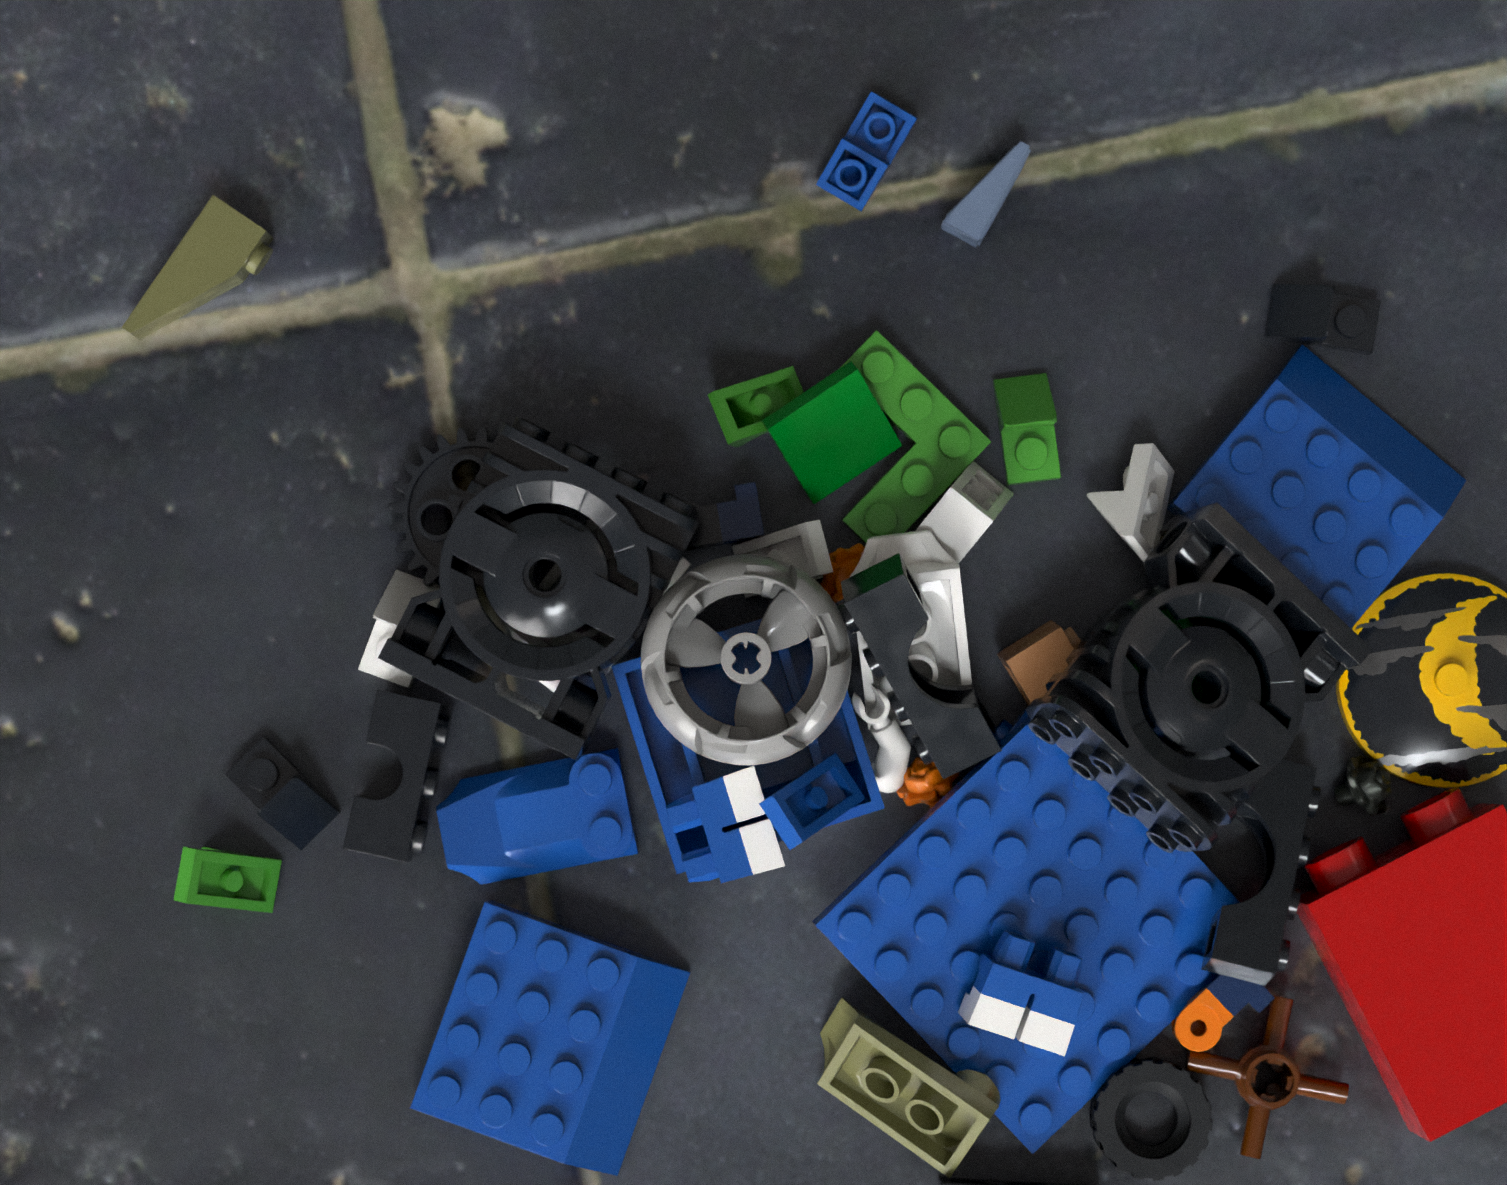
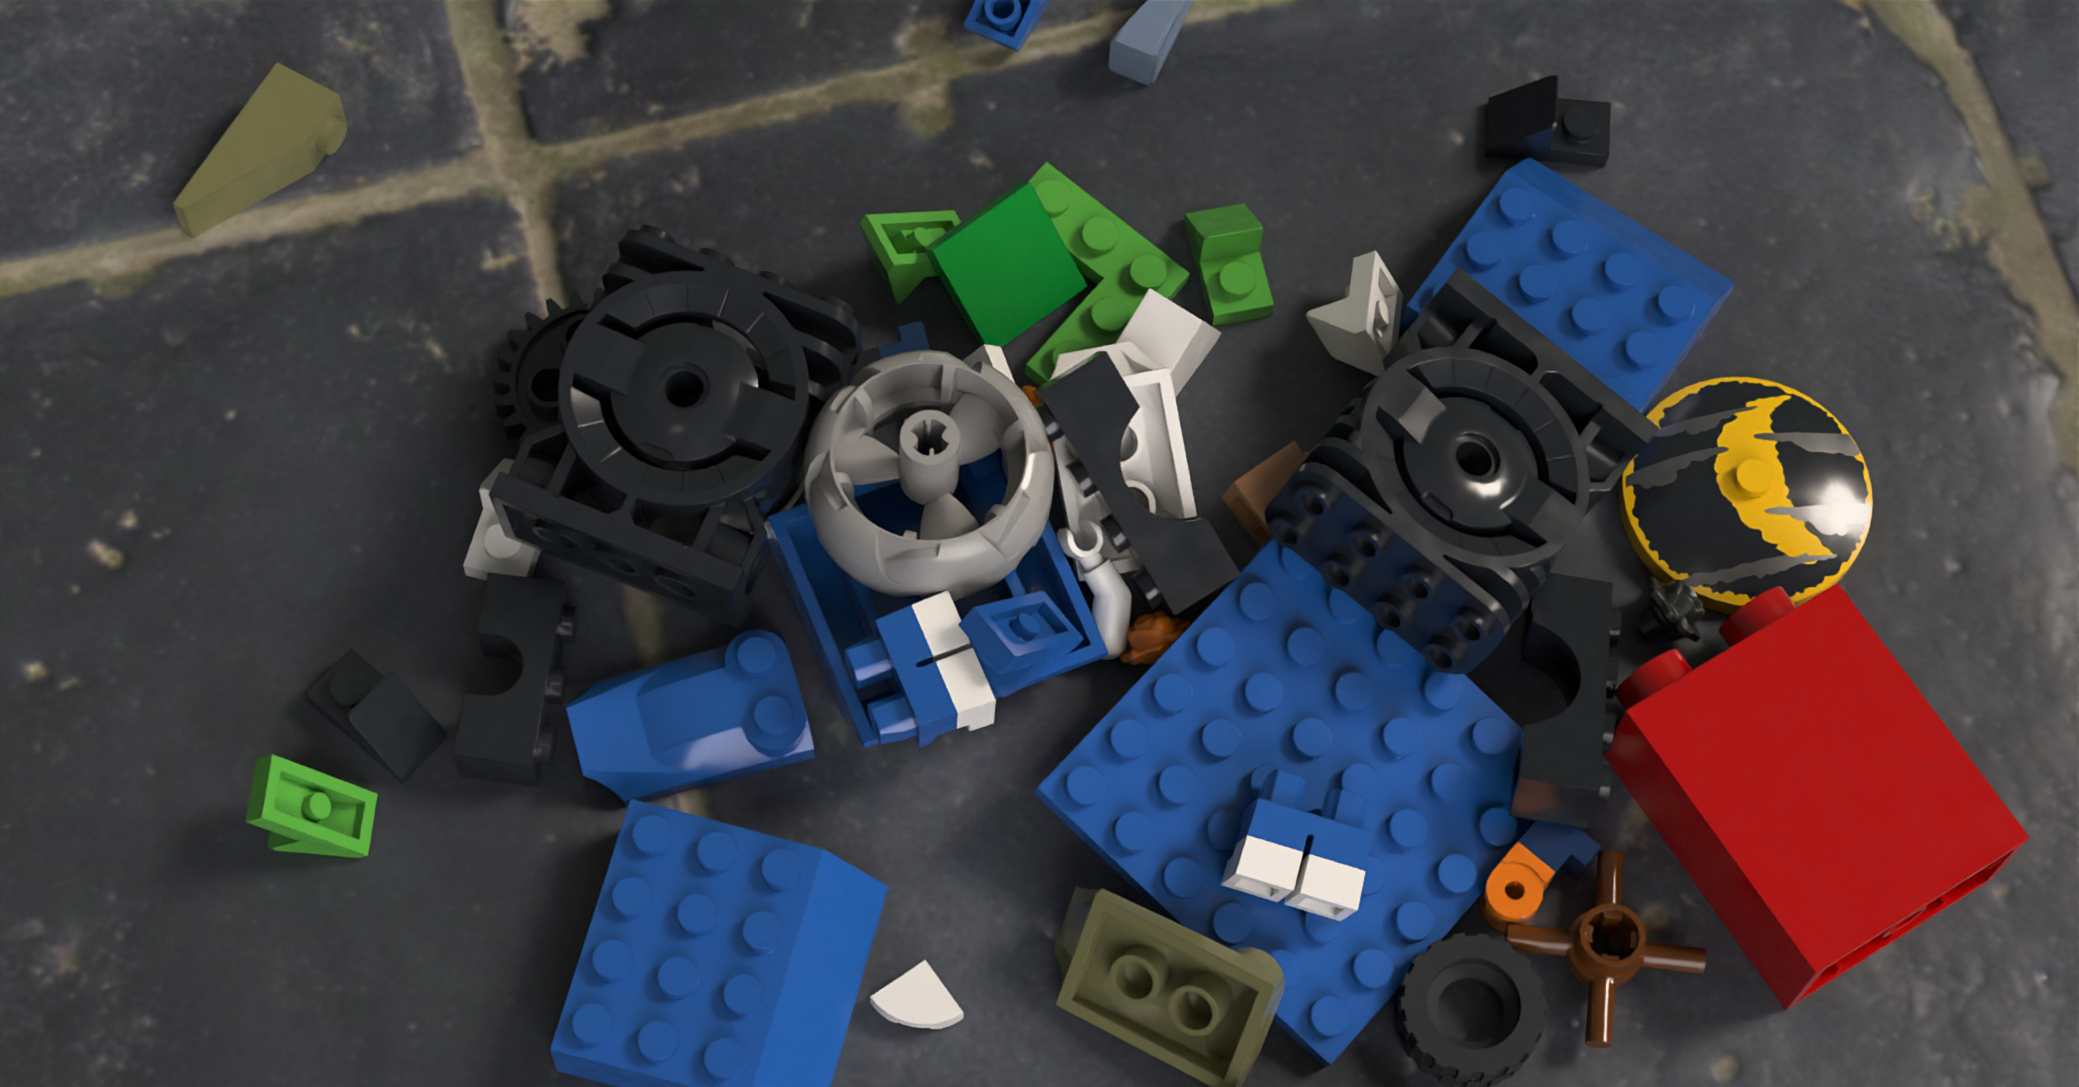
camera: 10 degrees left, 20 degrees down
(707, 1071) = (918, 1000): none -> white tile

